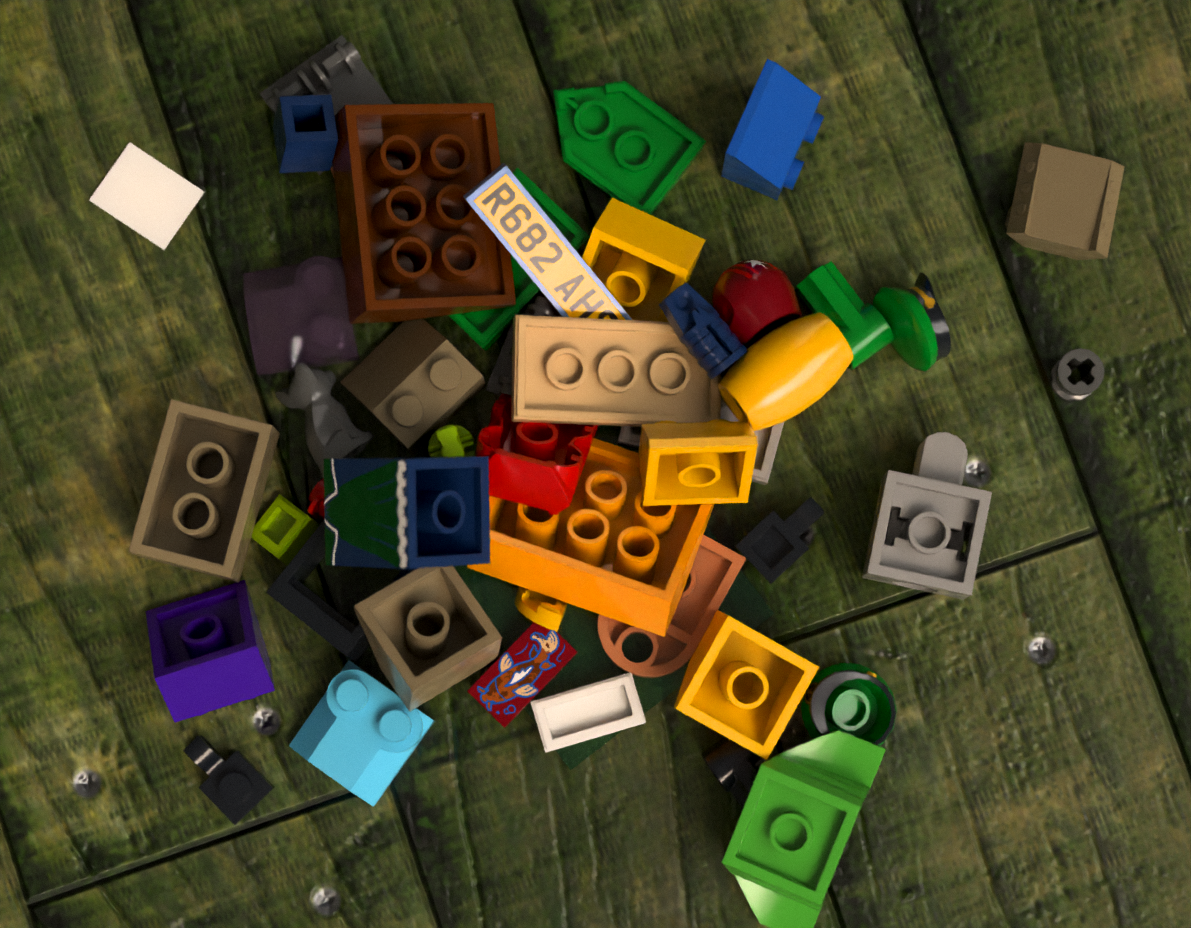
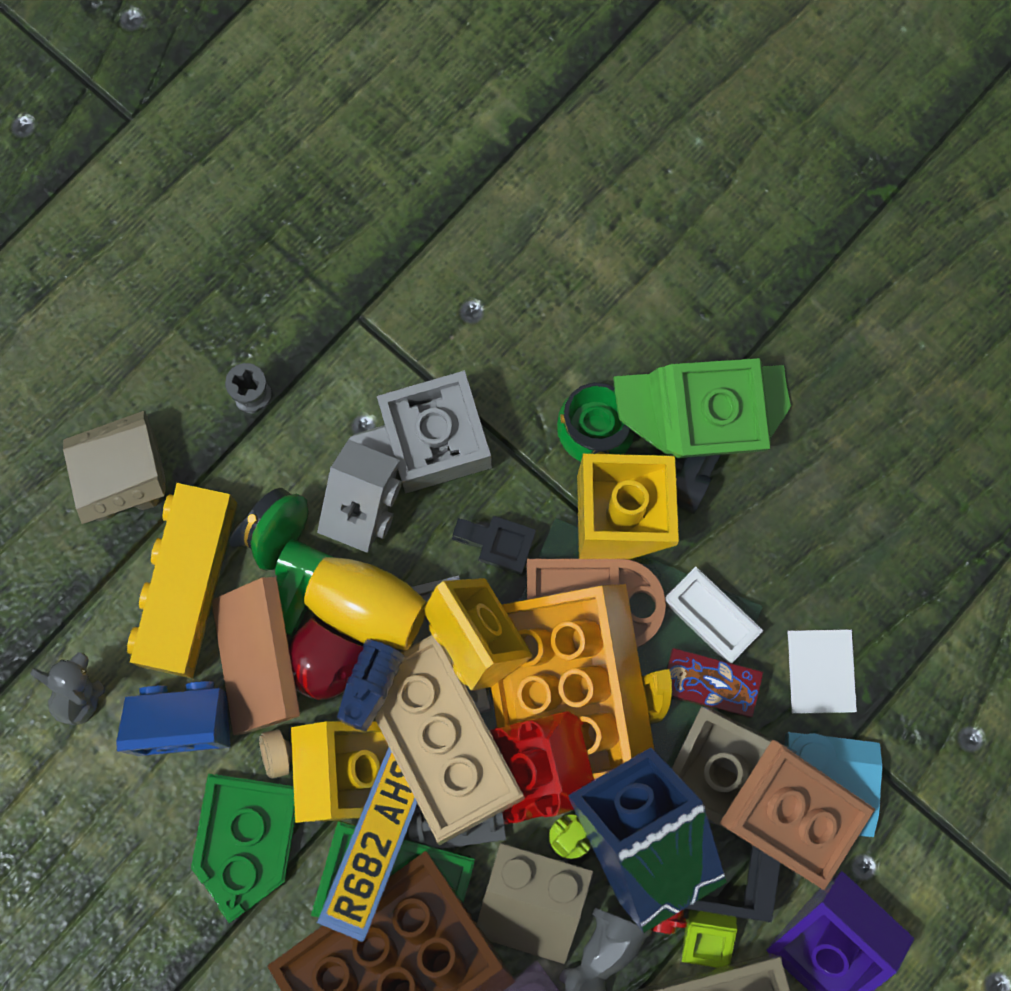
camera: 120 degrees left, 5 degrees down
(233, 783) = (931, 865): black plate -> none
(348, 669) = (797, 815): none -> nougat tile
(474, 793) = (821, 671): none -> white sticker
(689, 214) = (275, 753): none -> tan tile
(793, 240) = (255, 656): none -> nougat tile
(856, 49) = (73, 694): none -> dark grey animal
(898, 422) = (358, 496): none -> light grey brick
(910, 210) = (183, 580): none -> yellow brick

